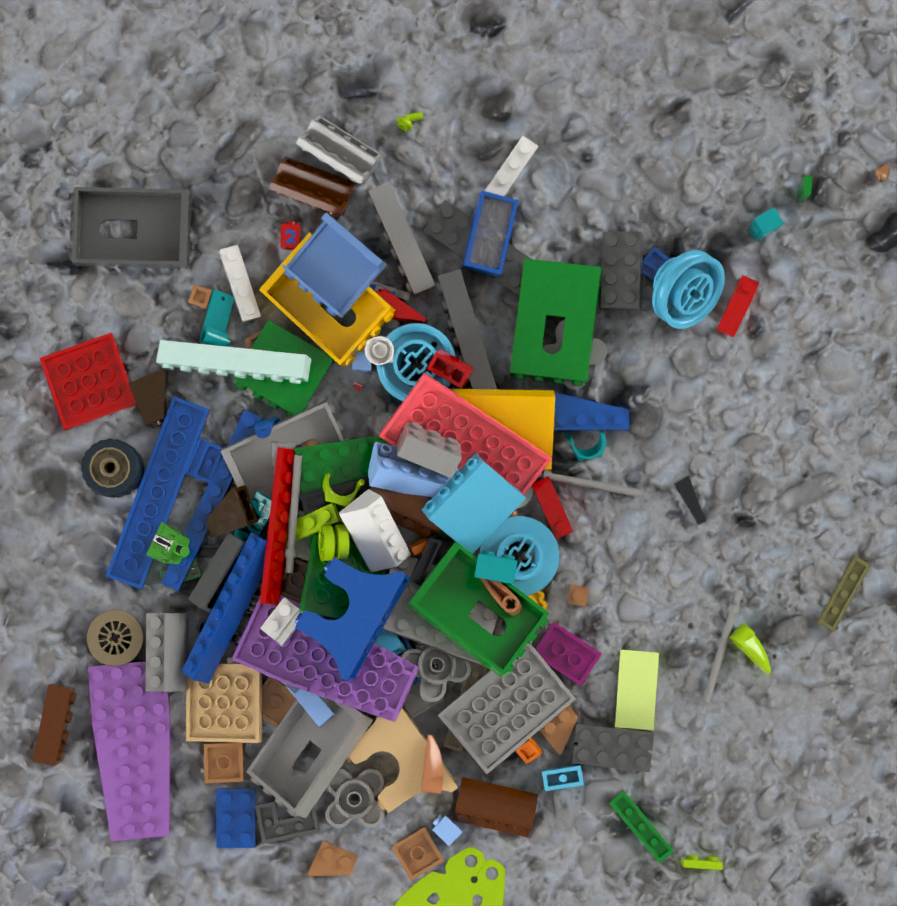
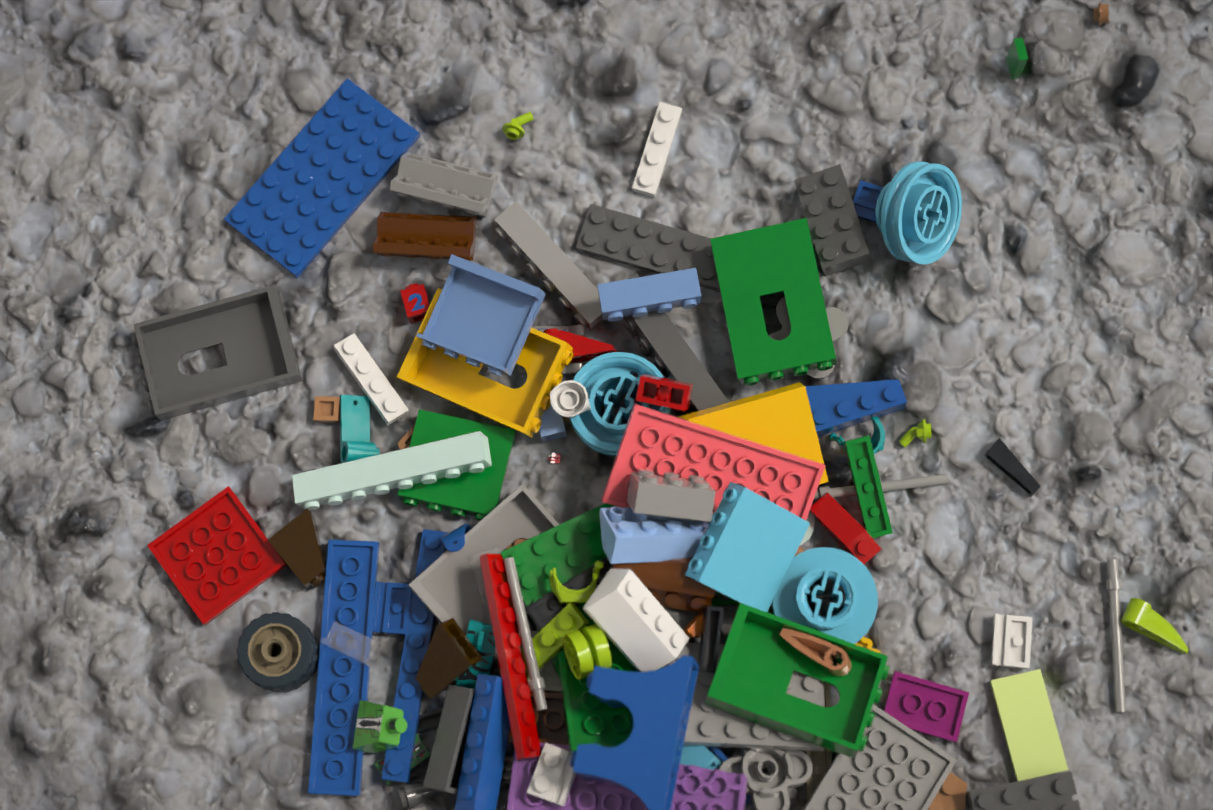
camera: 10 degrees left, 10 degrees down
(167, 479) = (351, 644): none -> clear panel
(249, 114) = (322, 177): none -> blue plate
(463, 289) = (649, 294): none -> medium blue brick
(489, 234) = (658, 223): clear brick -> none
(495, 568) = (802, 618): teal brick -> none
(577, 595) = (913, 629): medium nougat plate -> none
(579, 482) = (868, 486): none -> green plate
(633, 452) = (922, 431): none -> lime plate
(645, 626) = (1011, 641): none -> white plate
(737, 305) = (986, 217): red slope -> none
(765, 224) = (985, 113): teal brick -> none

